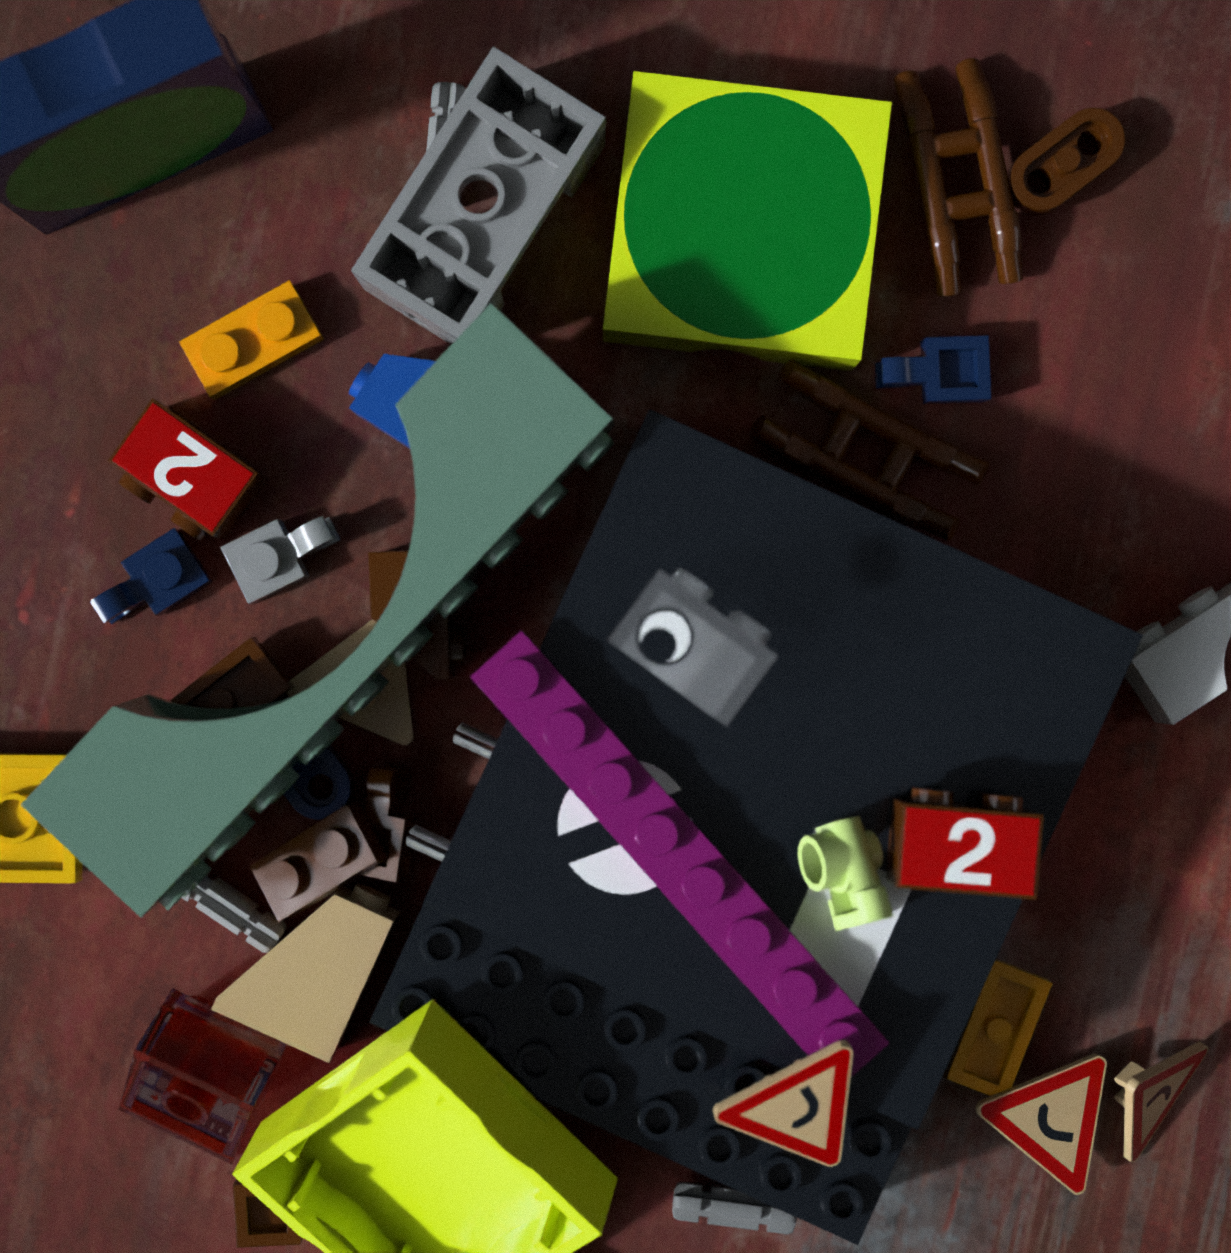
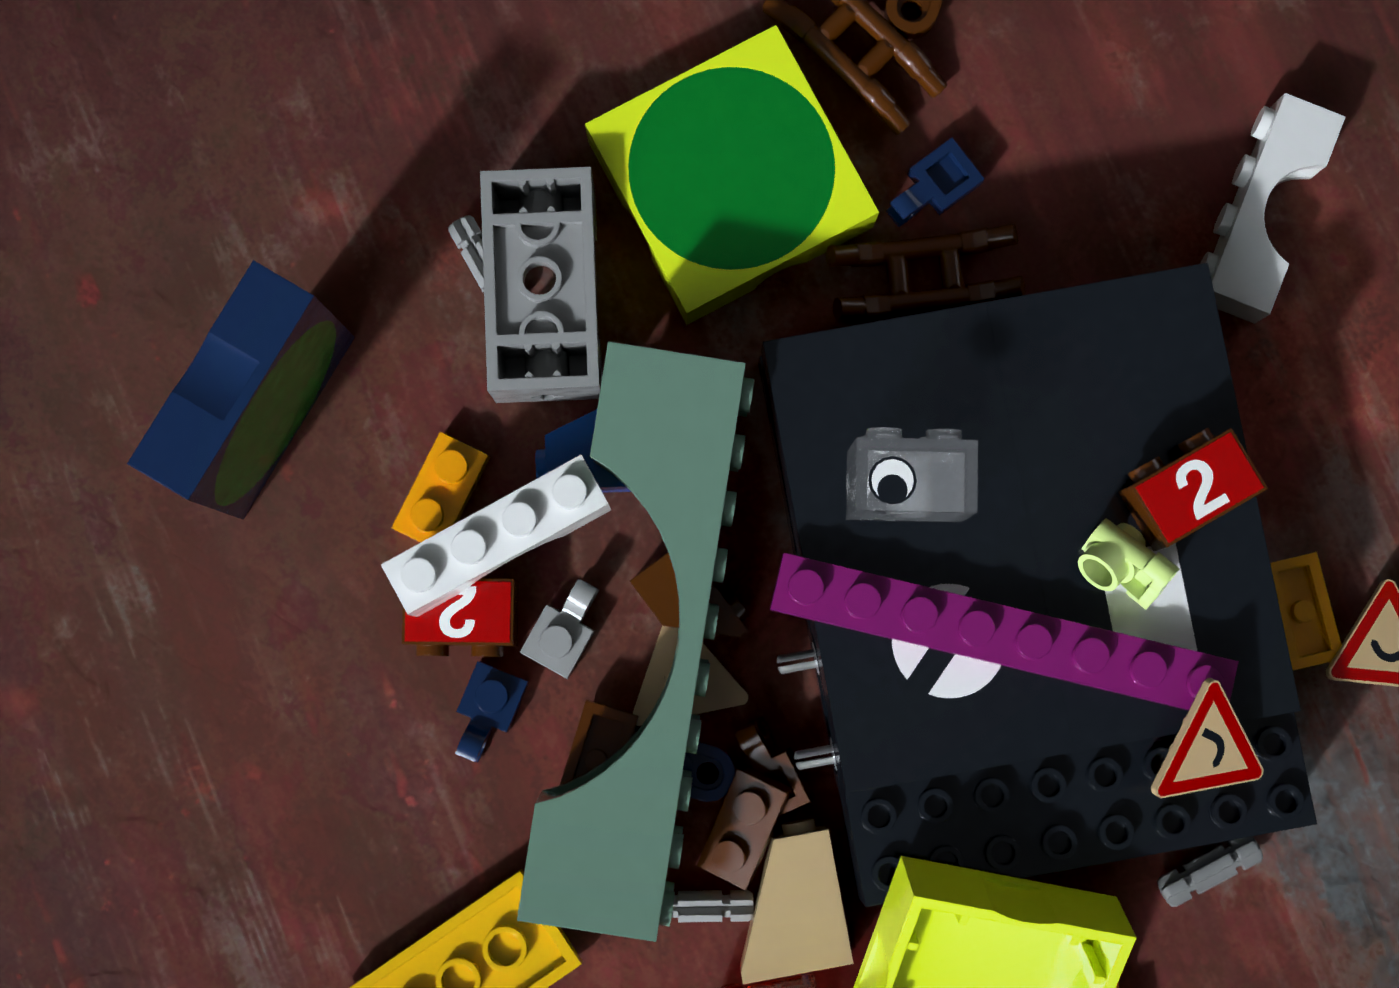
camera: 40 degrees left, 5 degrees down
(261, 419) = (495, 535): none -> white arch

